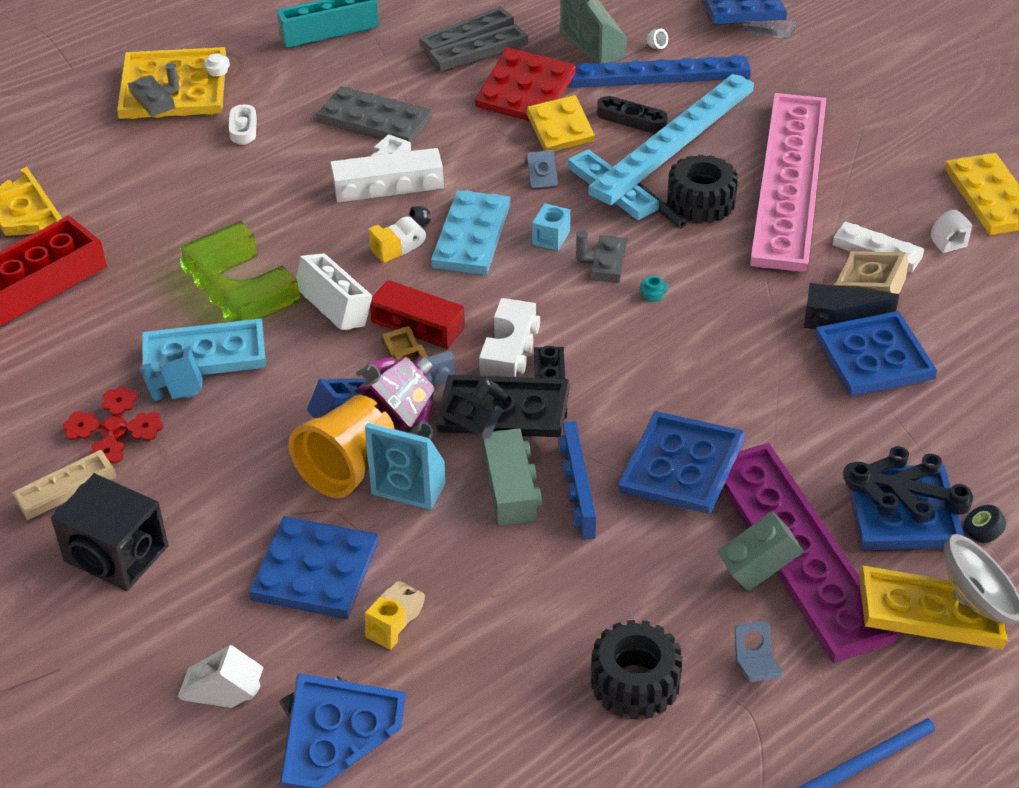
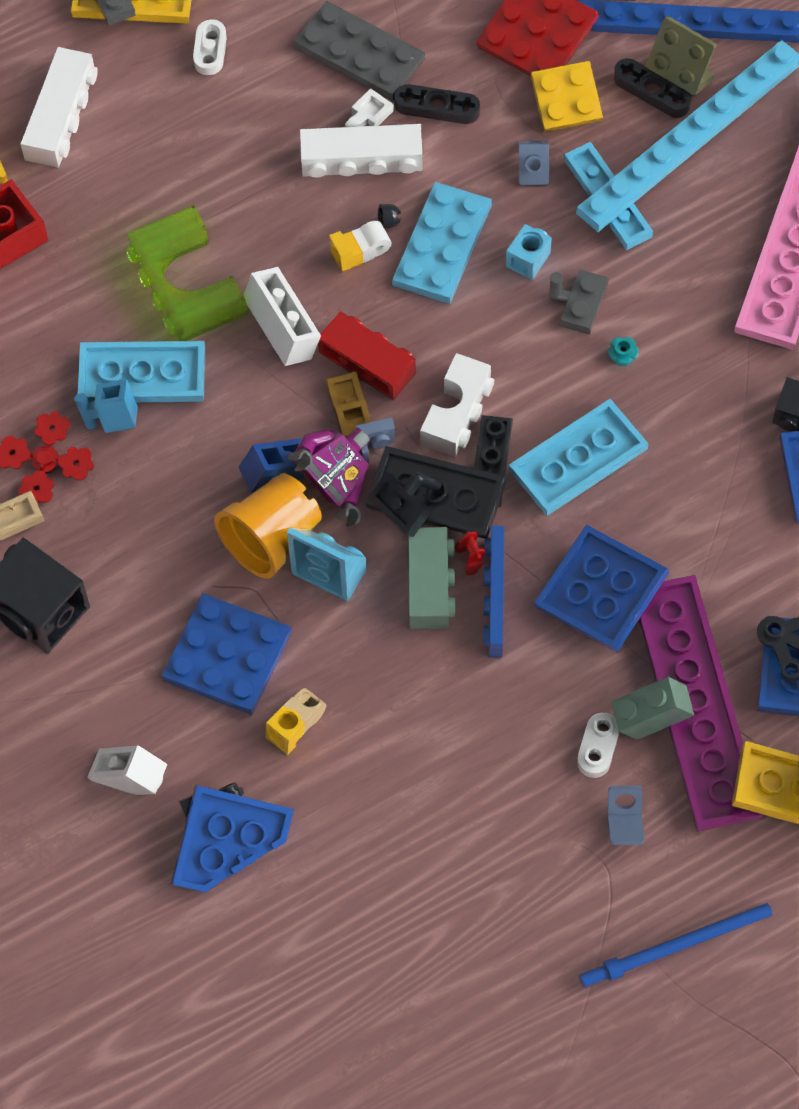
camera: 10 degrees right, 20 degrees up
(110, 174) = (58, 107): none -> white brick
(464, 141) = (456, 115): none -> black beam
(552, 451) = (476, 555): none -> red piece
(632, 368) = (578, 457): none -> medium azure plate
(636, 692) = (515, 791): black tyre -> none
(654, 81) = (682, 56): none -> olive bracket
(666, 210) = (658, 235): black piece -> none
(702, 188) = (709, 200): black tyre -> none
(711, 592) = (598, 743): none -> white plate

